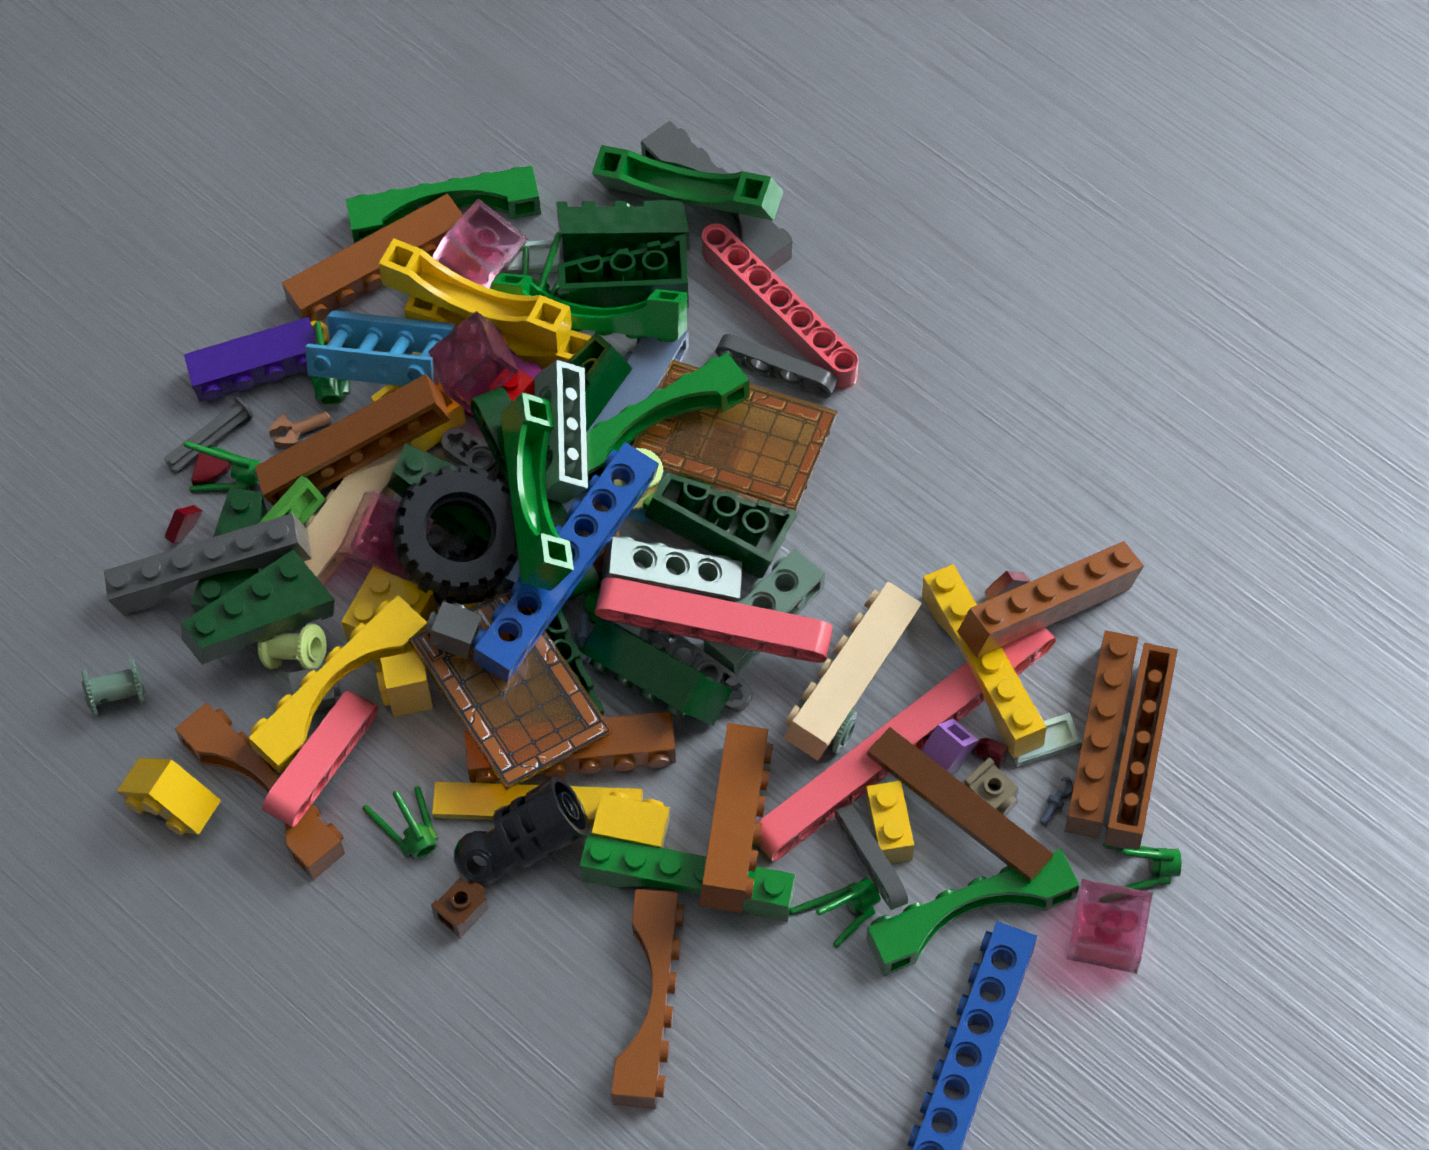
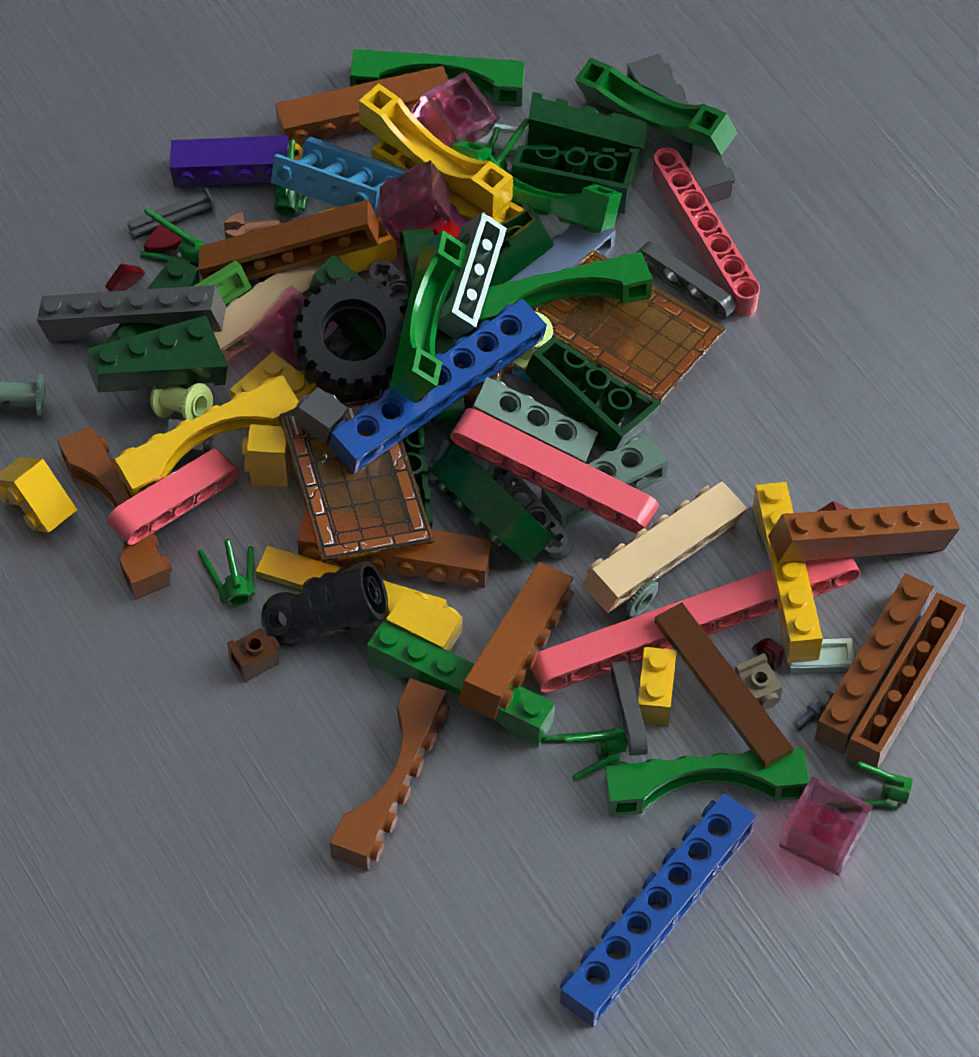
camera: 15 degrees right, 5 degrees down
(950, 745) = (732, 634): medium lavender brick -> none

